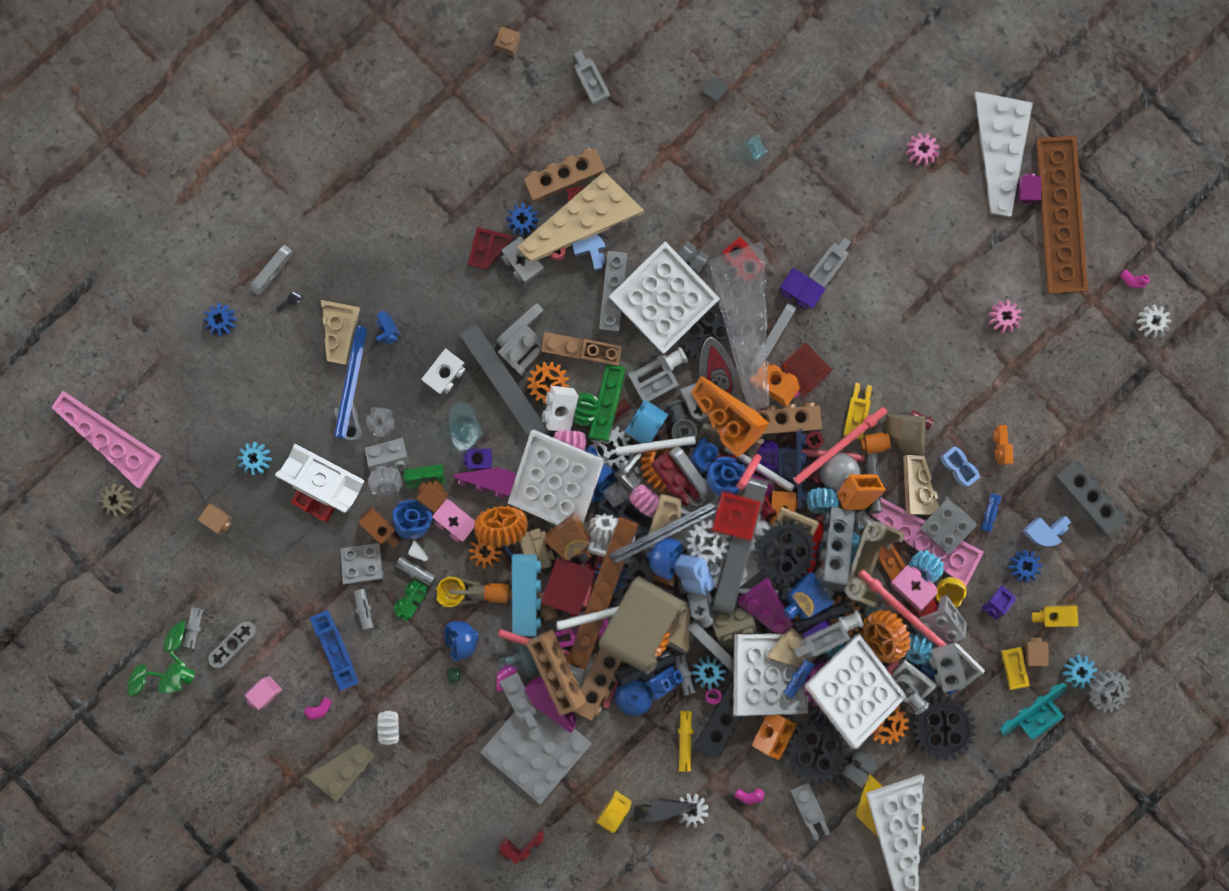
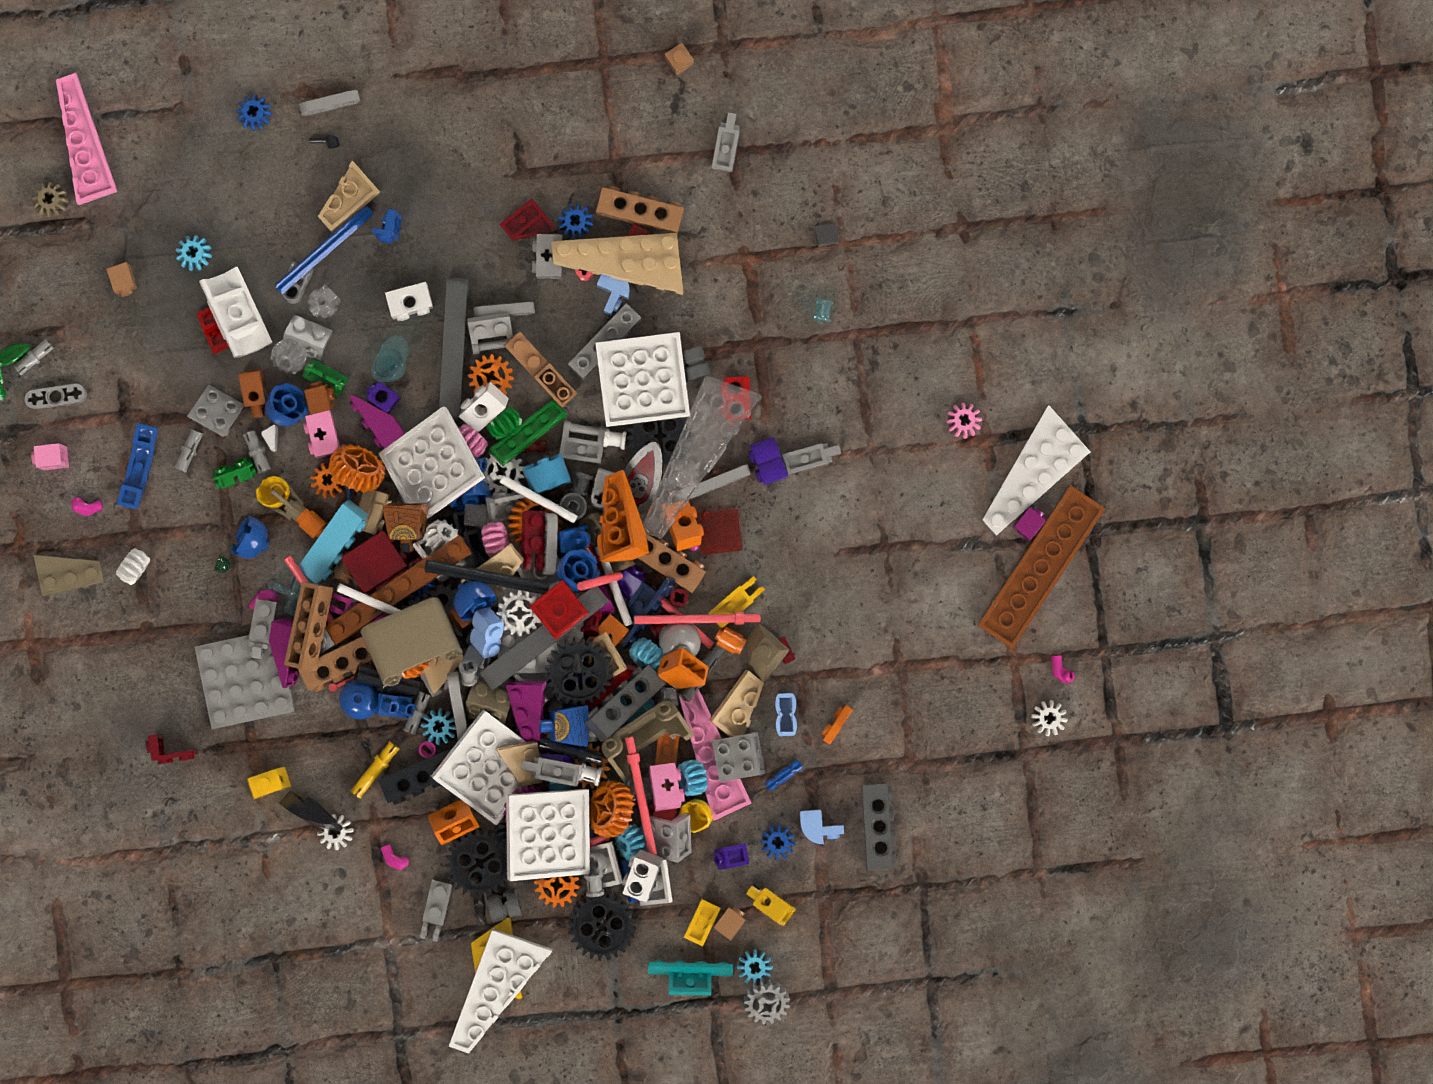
camera: 40 degrees right, 0 degrees up
(805, 667) = (496, 793): blue pin -> none
(1012, 315) = (921, 623): bright pink gear -> none

